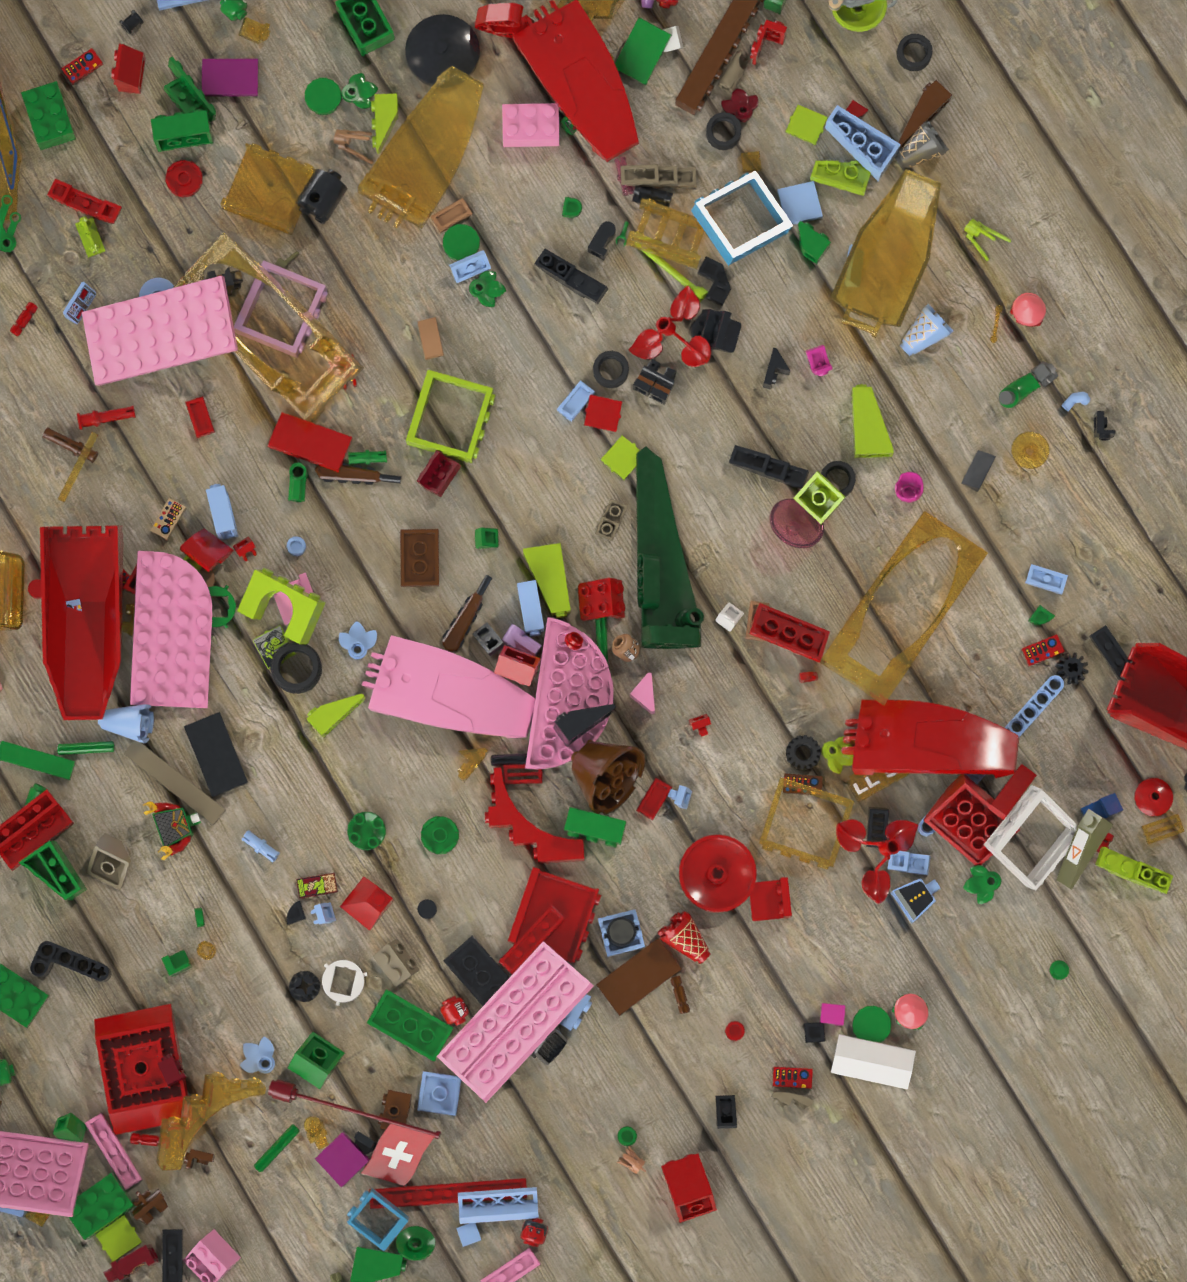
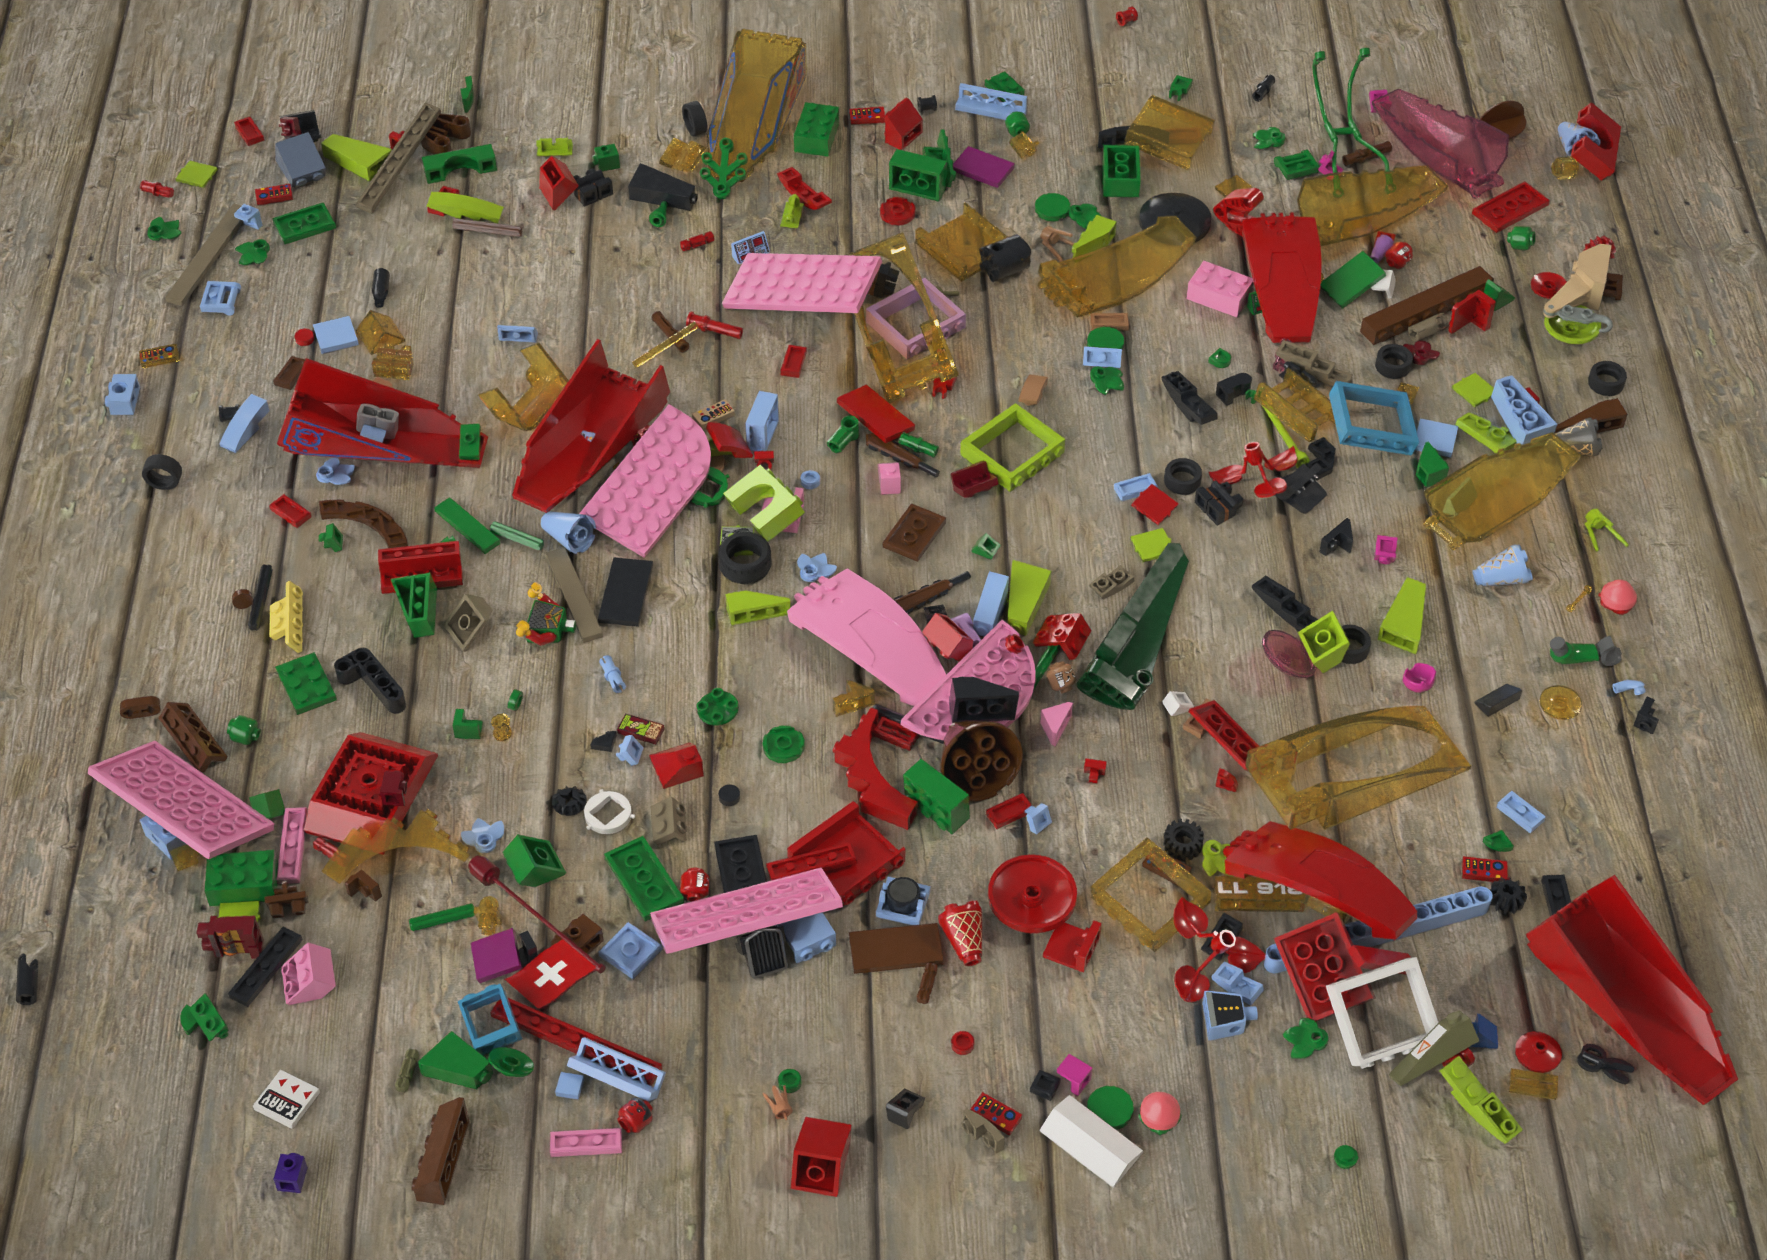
camera: 30 degrees right, 30 degrees down
(362, 506) = (889, 478): none -> bright pink slope

